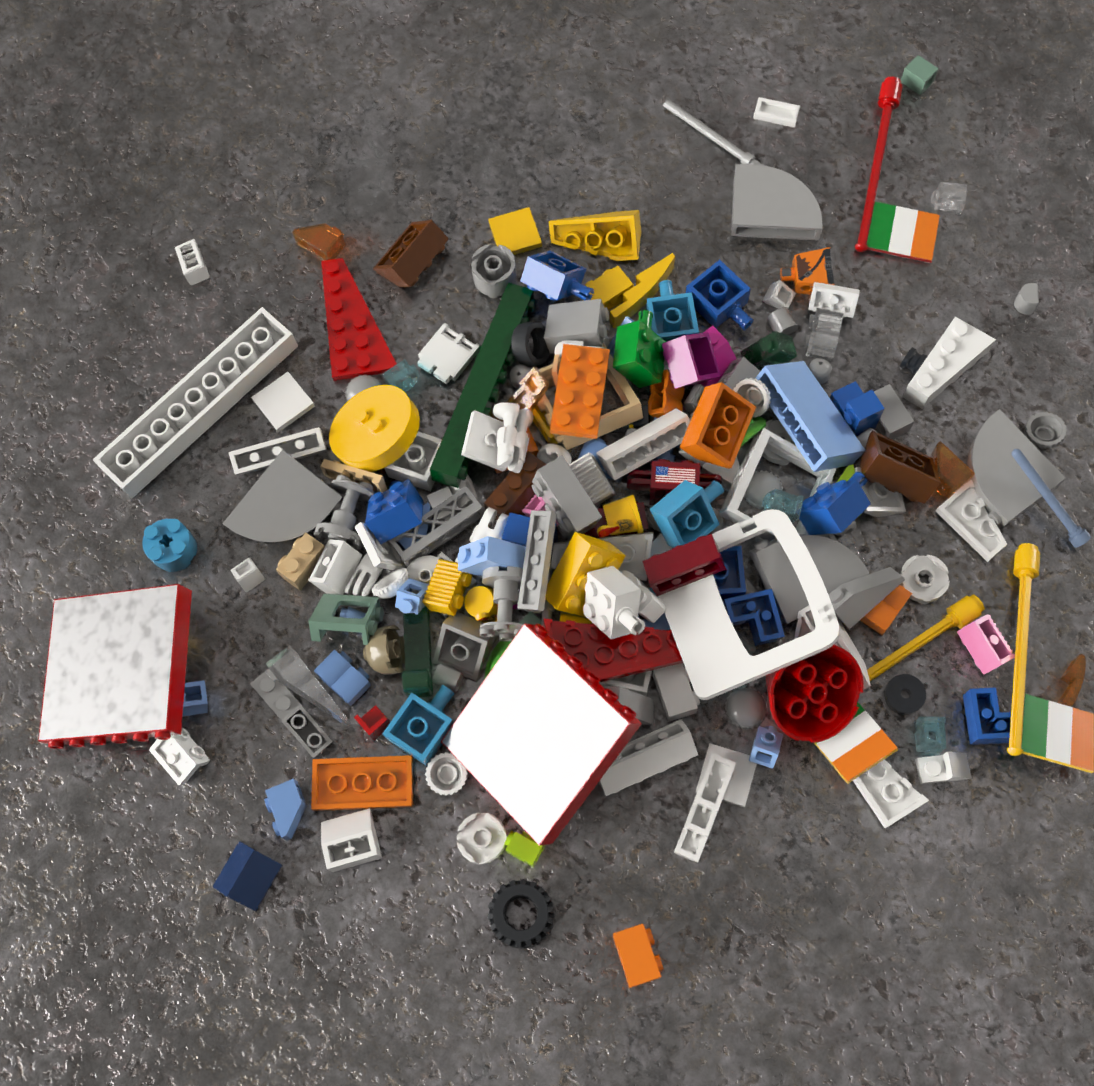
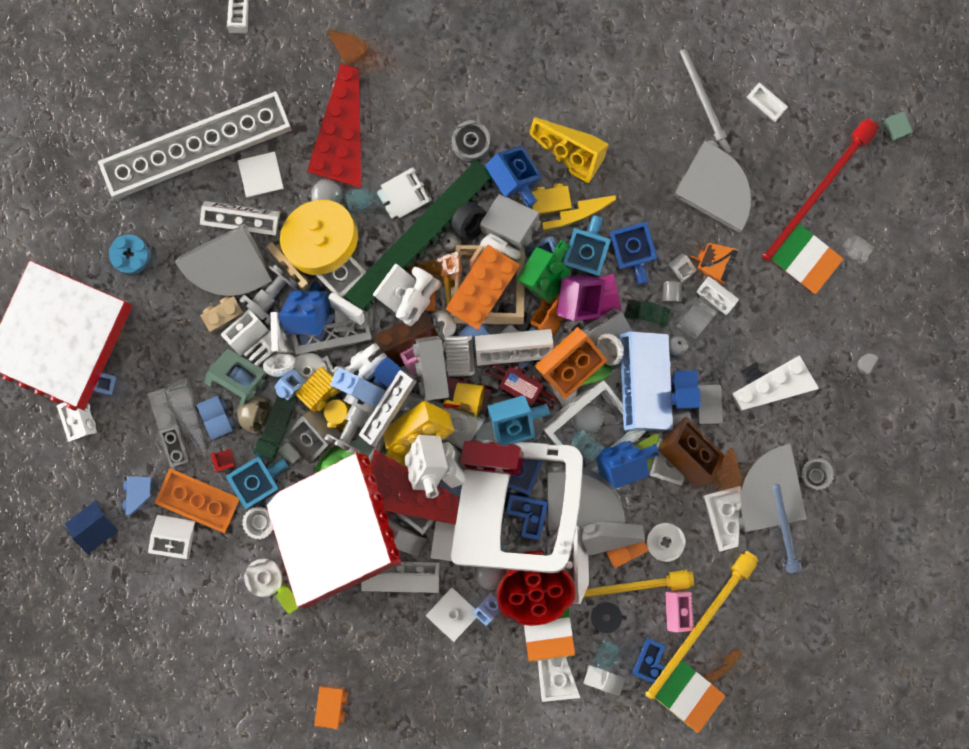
camera: 20 degrees right, 15 degrees up
(247, 574) = (178, 303): white slope -> none
(412, 253) = (413, 92): reddish brown slope -> none
(439, 485) = (346, 308): none -> white tile
(500, 903) = (254, 654): black tyre -> none
(516, 231) = (504, 111): yellow tile -> none
(705, 807) = (425, 630): white slope -> none

